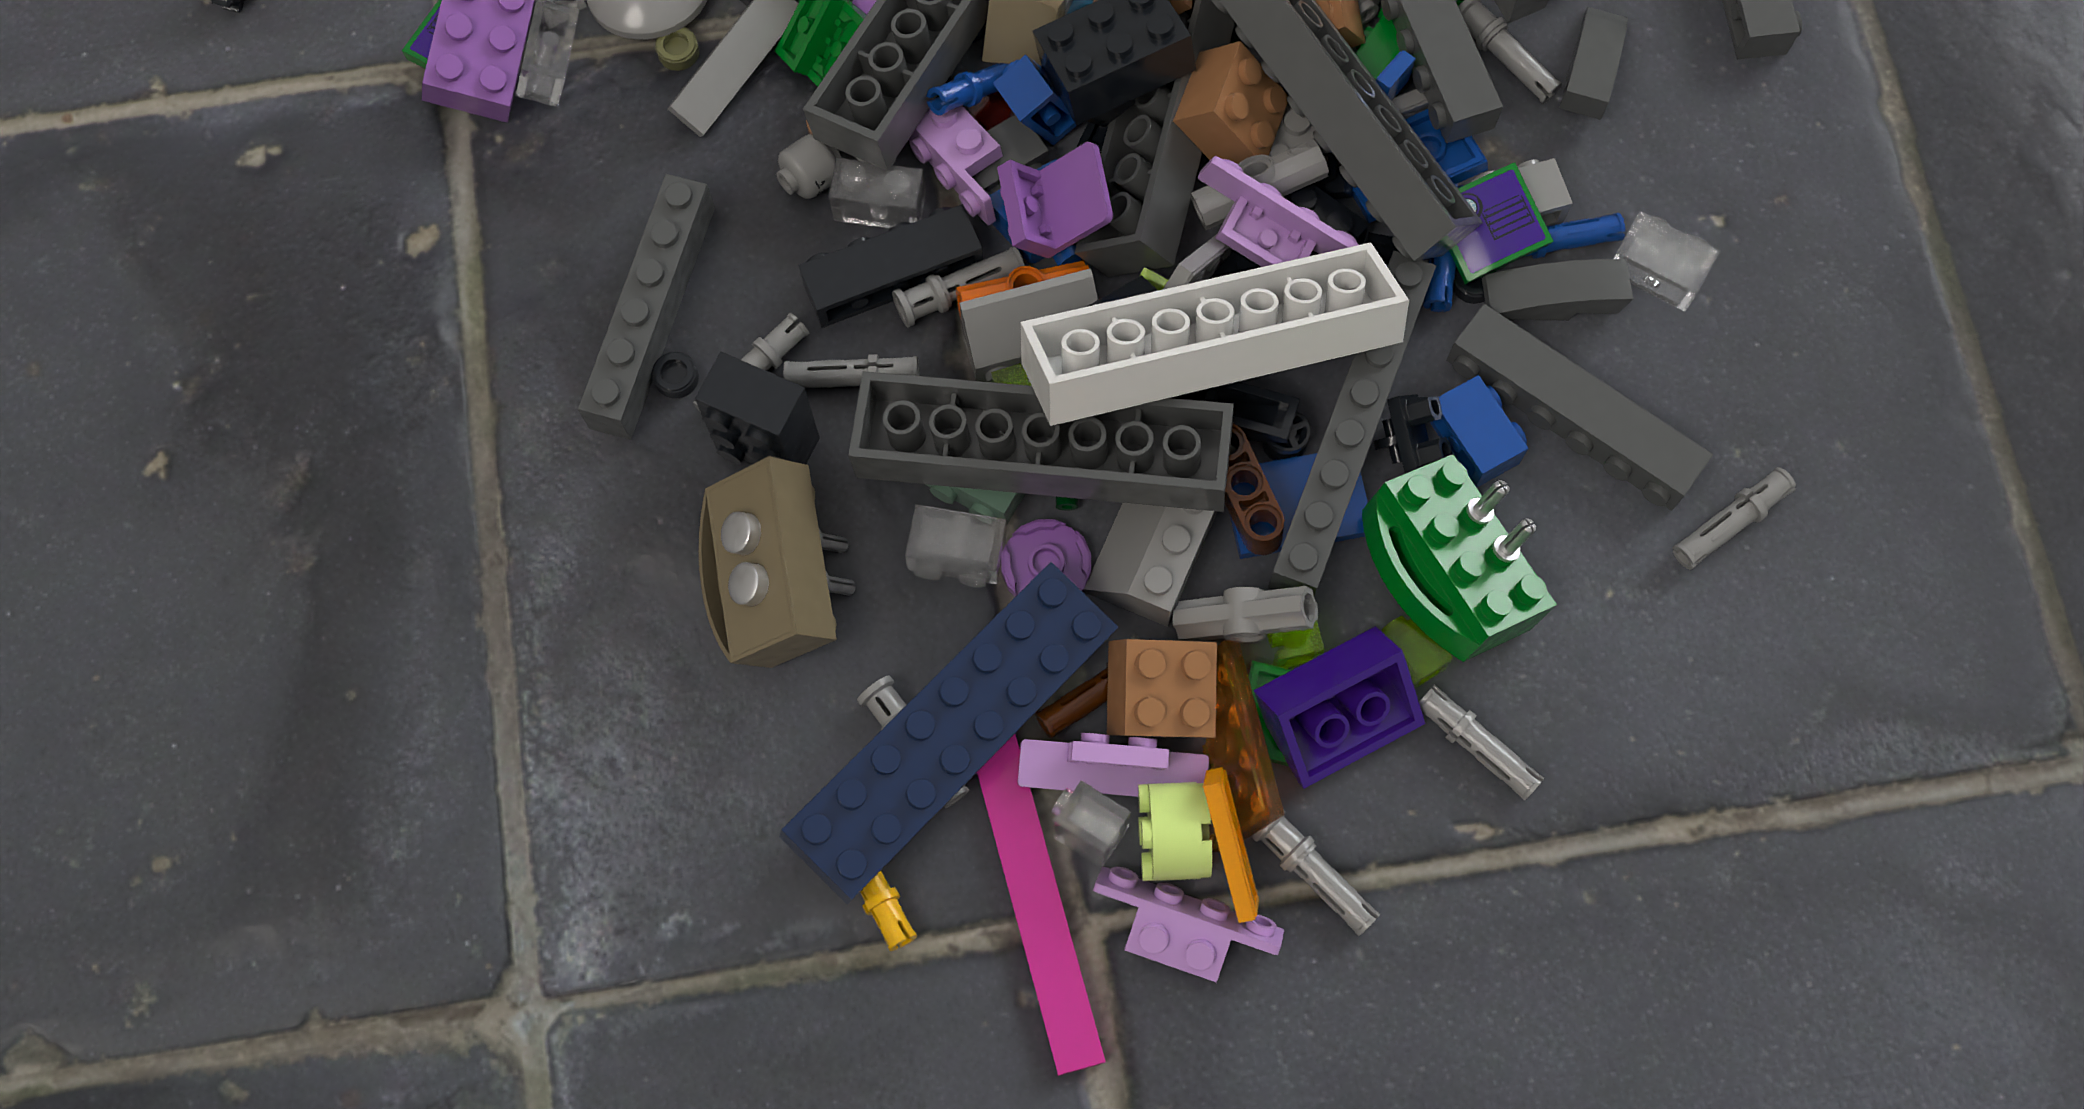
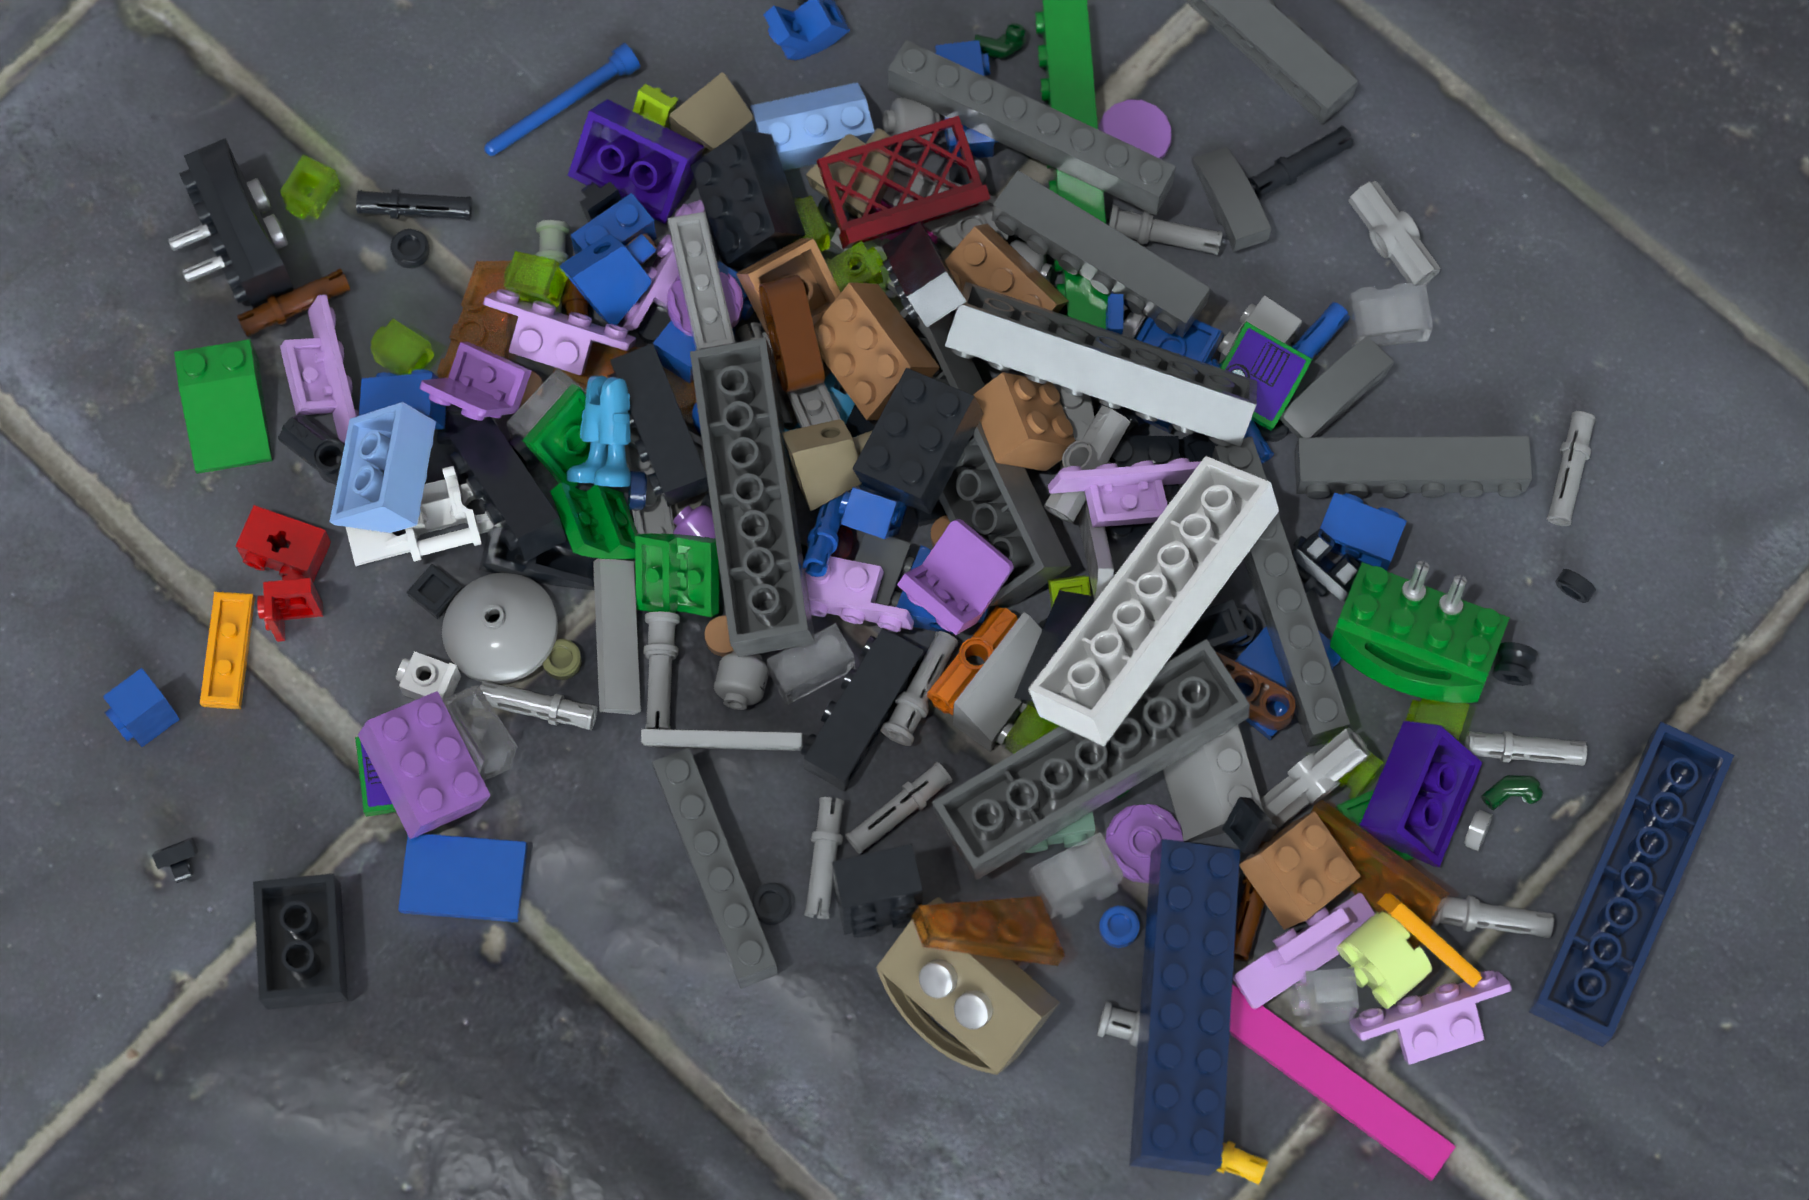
camera: 40 degrees left, 0 degrees up
(260, 116) = (300, 941): none -> black brick
(442, 166) = (463, 877): none -> blue tile
(632, 80) = (545, 707): none -> light grey pin
(740, 197) = (722, 739): none -> light grey tile
(760, 98) = (660, 652): none -> light grey pin
(830, 528) = (991, 928): none -> clear orange wing
(960, 620) = (1119, 926): none -> blue tile
(1143, 610) = (1248, 825): none -> black tile
(1369, 782) = (1478, 830): none -> light grey tile
(1438, 768) = (1513, 785): none -> dark green arm
(1480, 943) = (1631, 884): none -> dark blue brick
(1531, 656) = (1515, 663): none -> black wheel
(1650, 627) = (1575, 586): none -> black tile
(1669, 71) = (1288, 169): none -> black pin
(1727, 192) = (1394, 234): none -> light grey piece

